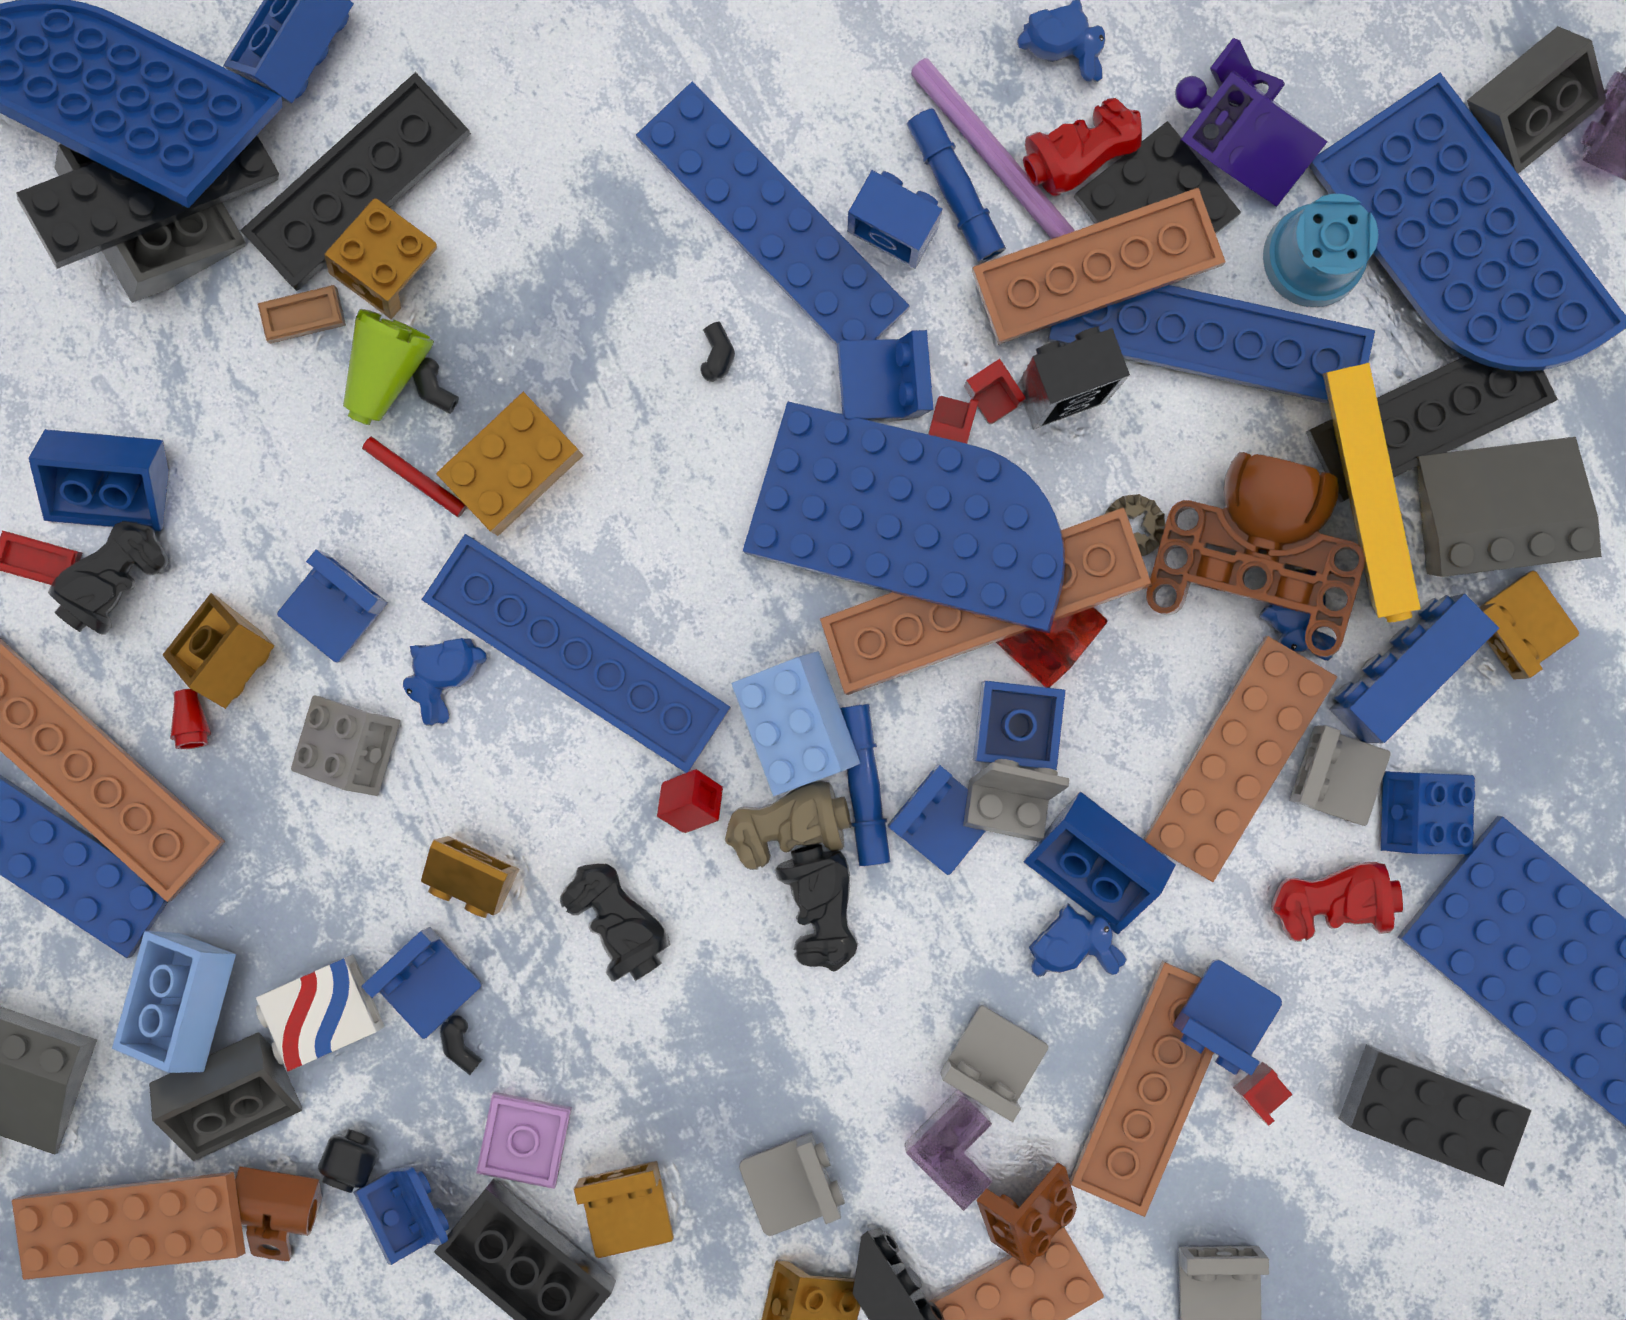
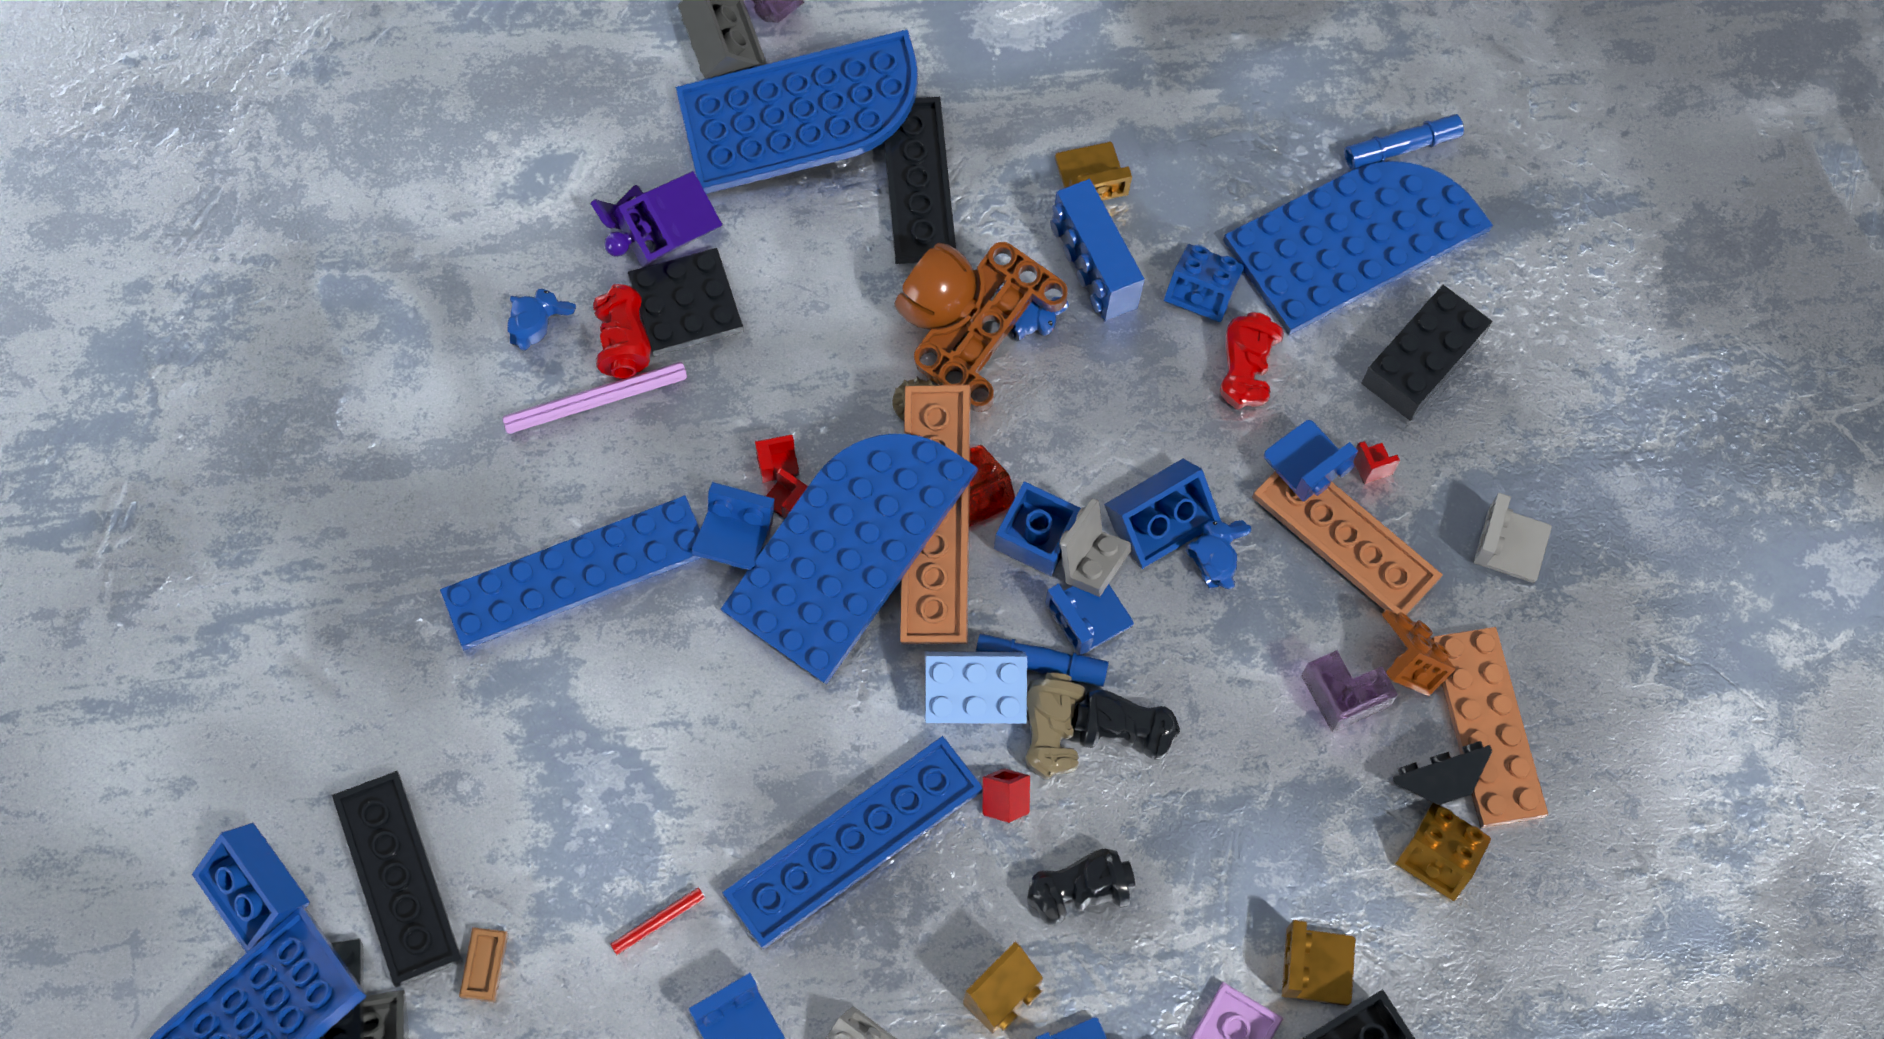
camera: 80 degrees left, 20 degrees down
(379, 256) = (469, 878): pearl gold bracket -> none
(381, 364) = (557, 908): lime cone -> none
(429, 389) = (588, 881): black arm -> none
(439, 669) = (824, 954): blue animal -> none
(509, 464) = (681, 835): pearl gold brick -> none
(721, 355) = (662, 645): black arm -> none
(791, 1185) = (1338, 825): light grey bracket -> none
(894, 218) = (617, 476): blue brick -> none
(956, 185) = (609, 430): blue piece -> none
(994, 1062) = (1289, 641): light grey bracket -> none
(1072, 376) = (793, 386): black brick -> none
(1098, 266) = (715, 352): nougat plate -> none
(1228, 340) = (797, 301): blue plate -> none
(1239, 758) = (1119, 389): nougat plate -> none
(1326, 279) = (758, 218): dark azure piece -> none
(1340, 775) = (1155, 328): light grey bracket -> none
(1372, 492) = (961, 222): yellow brick -> none
(1506, 507) = (1004, 154): dark grey slope -> none

